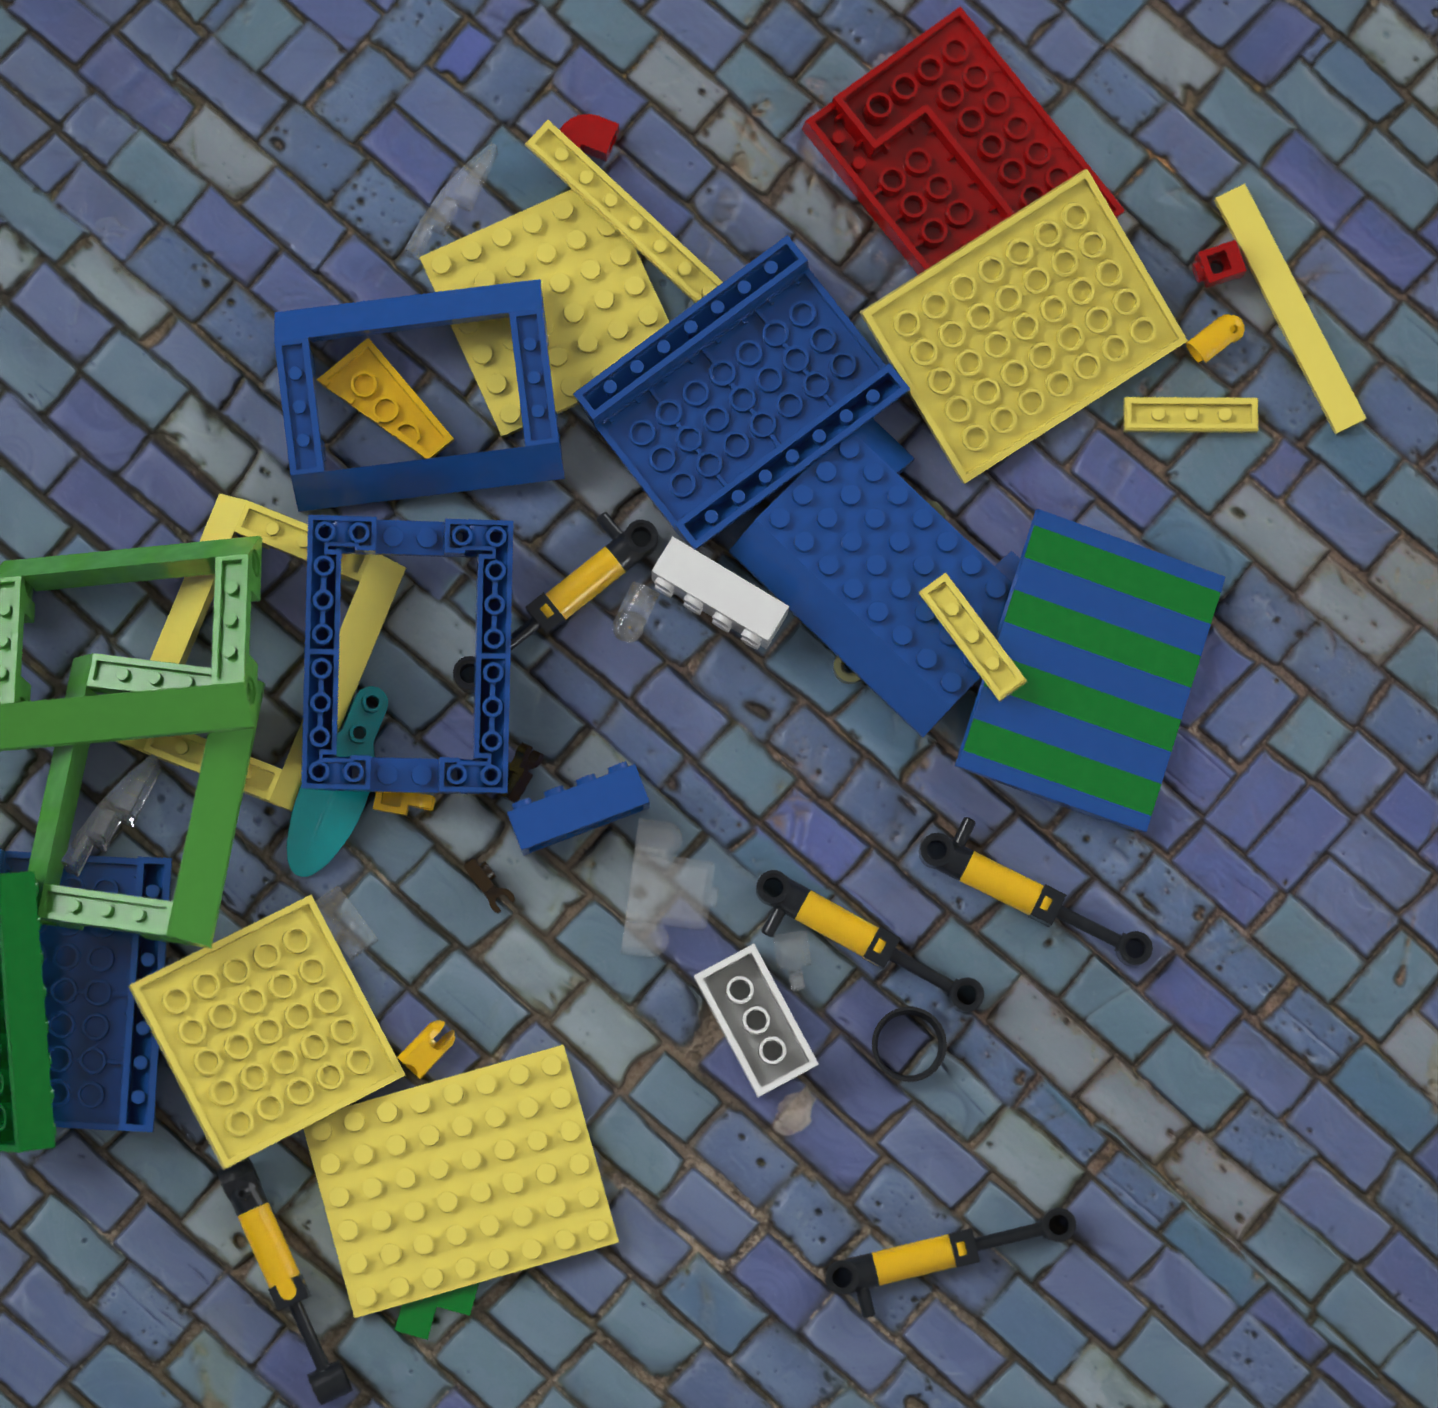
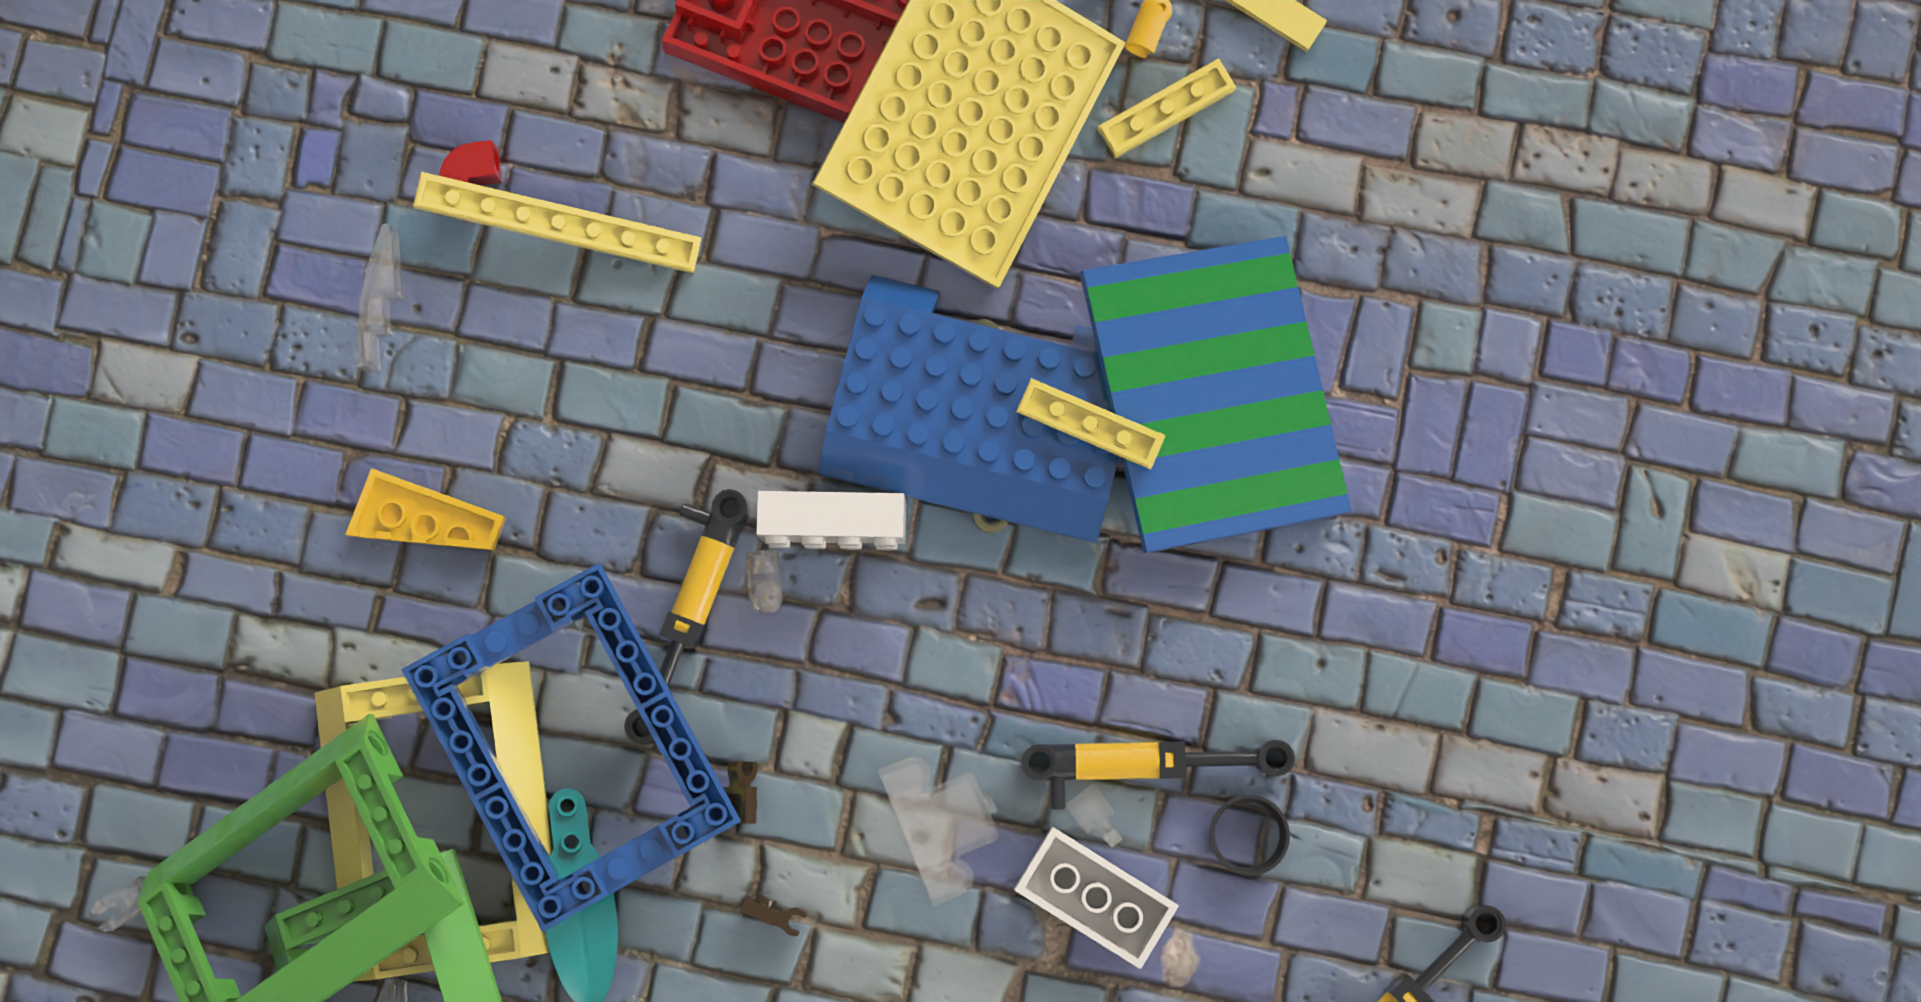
camera: 20 degrees left, 0 degrees up
(321, 489) = (373, 608): blue slope -> none
(399, 802) = (648, 884): yellow plate -> none
(579, 808) = (816, 796): blue brick -> none
(591, 289) = (527, 347): light yellow plate -> none
(739, 394) = (744, 324): blue slope -> none
(1020, 892) = (1269, 633): black piece -> none

